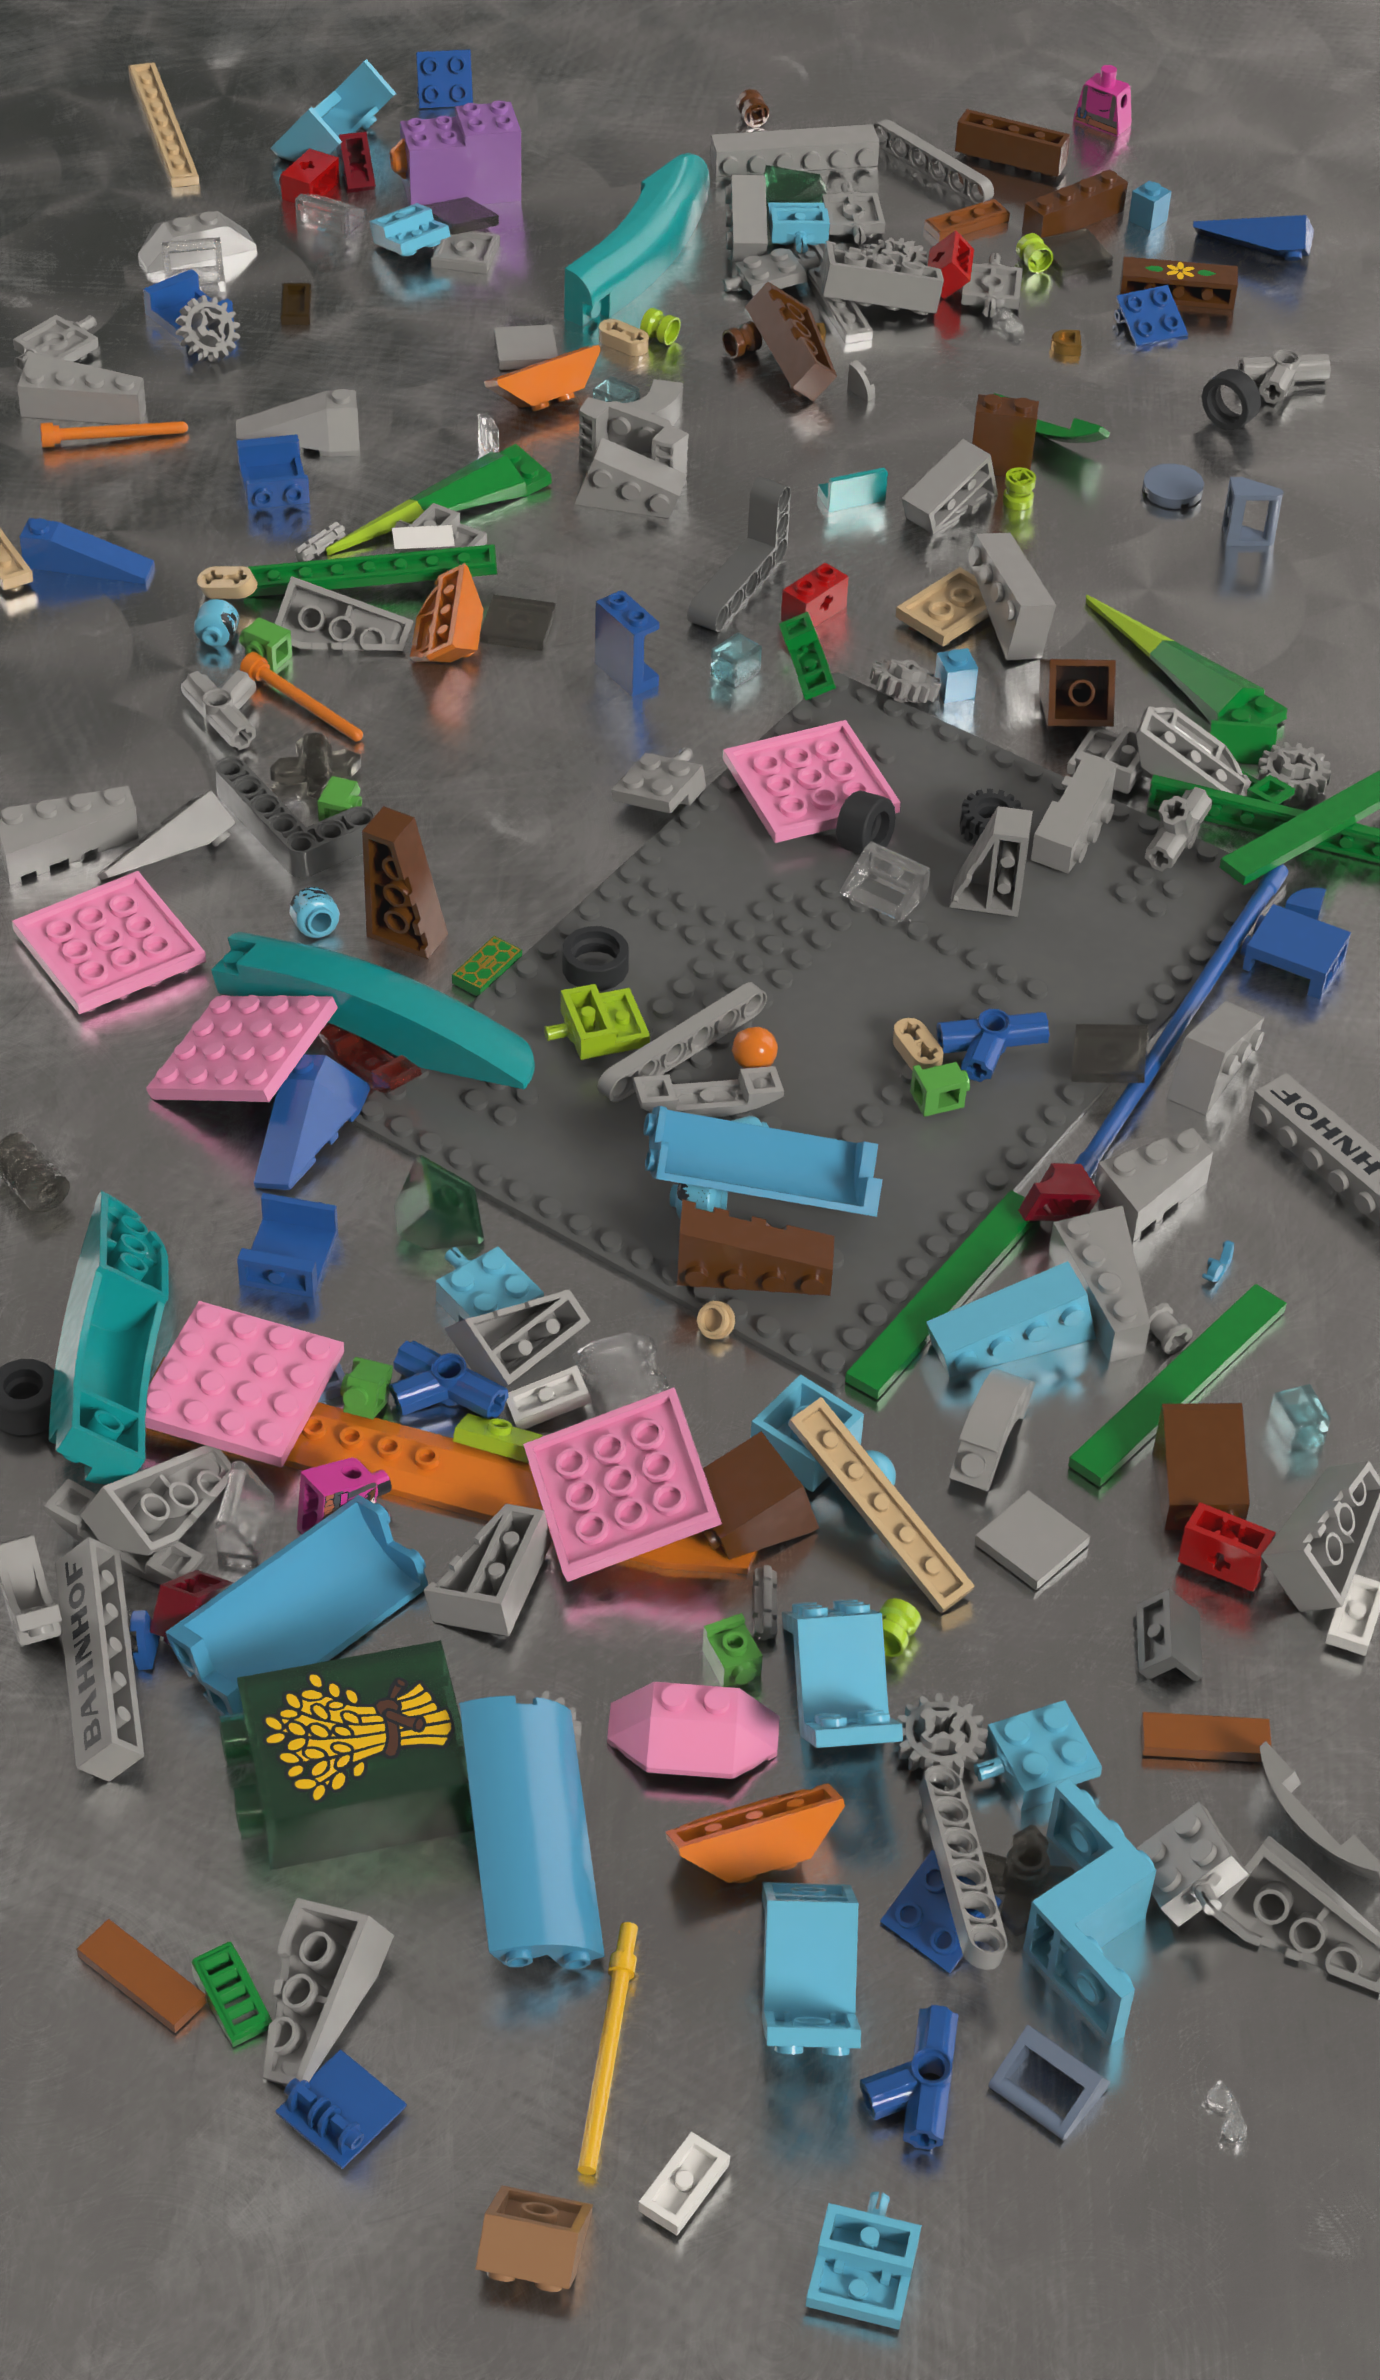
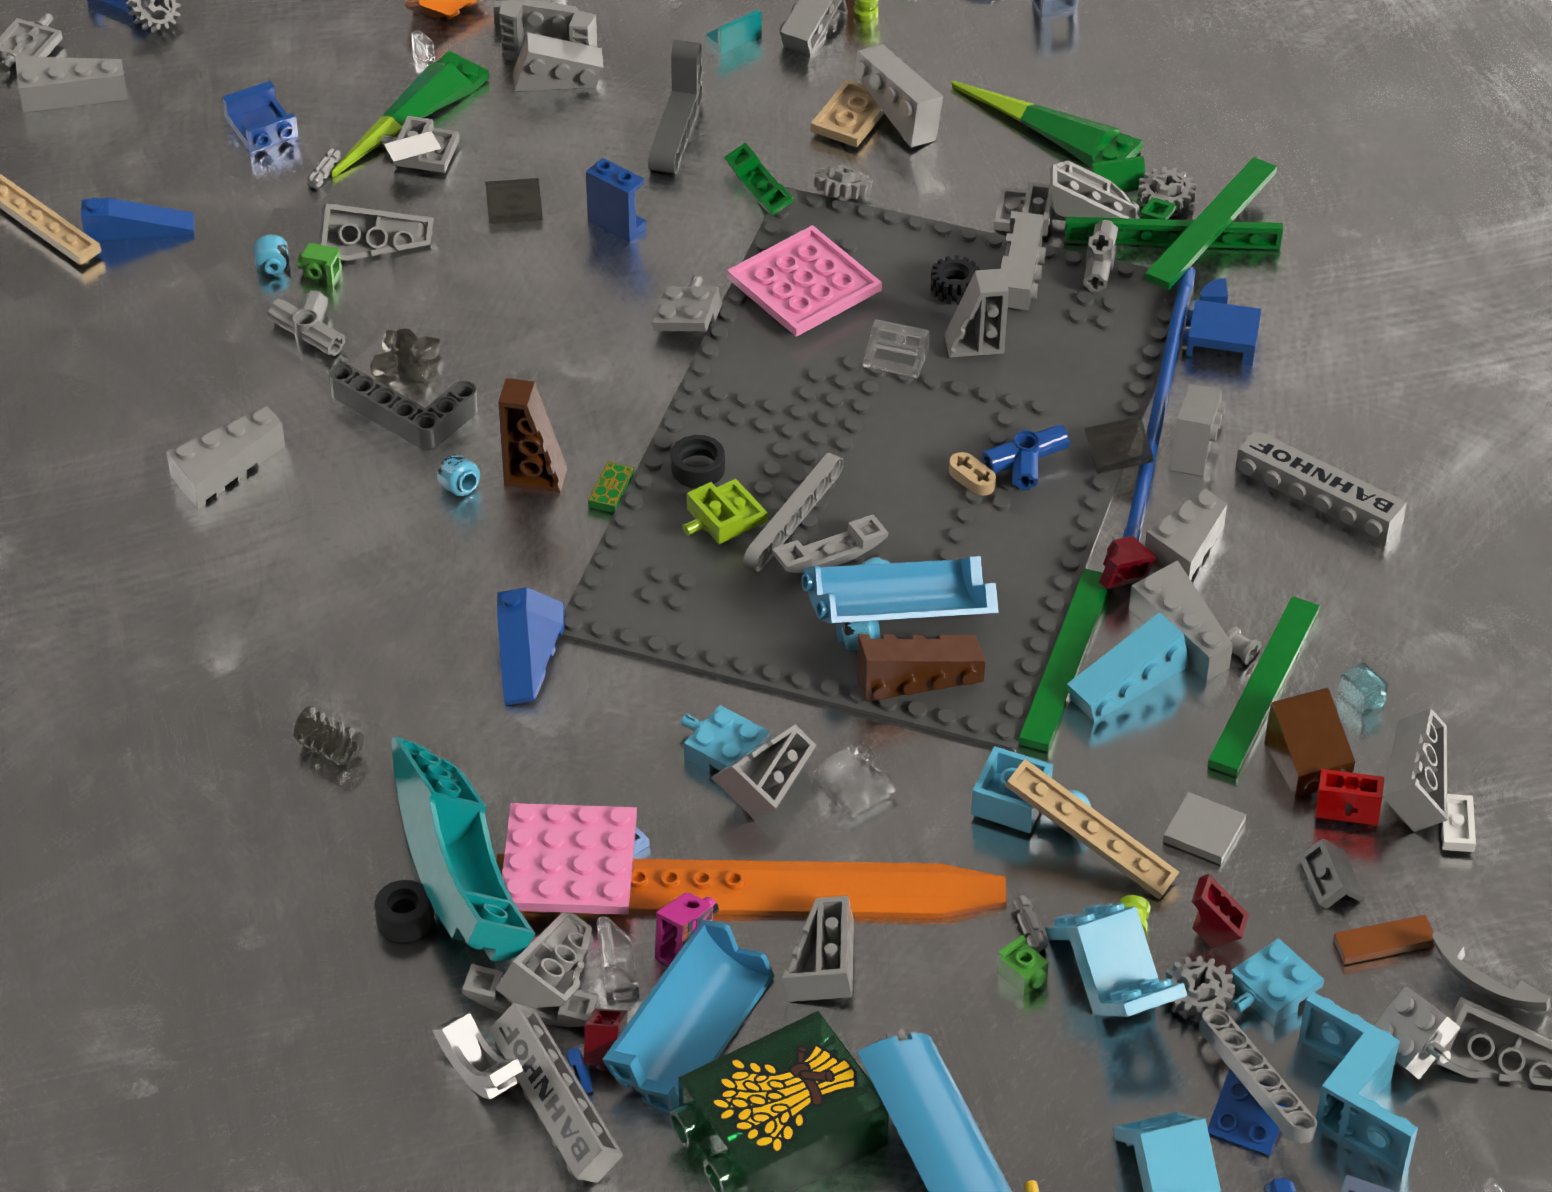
camera: 15 degrees left, 0 degrees up
(53, 435) = (60, 123): orange piece -> none
(108, 942) = (303, 537): bright pink plate -> none
(189, 827) = (322, 431): light grey wedge -> none
(227, 582) = (264, 218): tan beam -> none
(242, 1048) = (454, 597): bright pink plate -> none
(259, 670) = (321, 283): orange piece -> none
(289, 1246) = (555, 743): blue panel -> none
(321, 421) = (284, 62): light grey wedge -> none
(337, 797) = (437, 379): bright green brick -> none
(366, 1387) = (665, 837): bright green brick -> none
(368, 1060) = (531, 573): clear red slope -> none
(375, 569) = (378, 183): green tile -> none
(380, 1007) = (545, 538): teal slope -> none
(437, 1208) = (658, 687): clear green slope -> none
(443, 1380) = (721, 818): blue piece -> none
(449, 619) = (459, 211): orange wedge -> none
(494, 1436) = (780, 851): lime plate -> none
(548, 1398) = (805, 812): white plate -> none
(621, 1484) = (896, 861): bright pink plate -> none
(693, 1730) = (1016, 1030): bright pink wedge -> none
(716, 1320) = (906, 721): tan plate -> none
(736, 660) = (702, 194): clear light blue brick -> none
(754, 1048) = (852, 504): orange piece -> none
(756, 1499) = (992, 849): reddish brown slope -> none
(760, 1834) = (1101, 1090): orange wedge -> none
(819, 592) = (744, 125): red brick -> none
(865, 819) = (863, 304): black tyre -> none
(939, 1088) = (1002, 502): bright green brick -> none
(957, 675) = (881, 168): dark azure brick -> none
(993, 1414) = (1145, 753): light grey arch -> none
(997, 1650) = (1219, 915): none -> dark red arch
(1023, 1876) = (1303, 1069): clear smoke plant -> none
(1078, 692) = (981, 162): reddish brown slope -> none
(1219, 1267) = (1258, 589): dark azure piece -> none

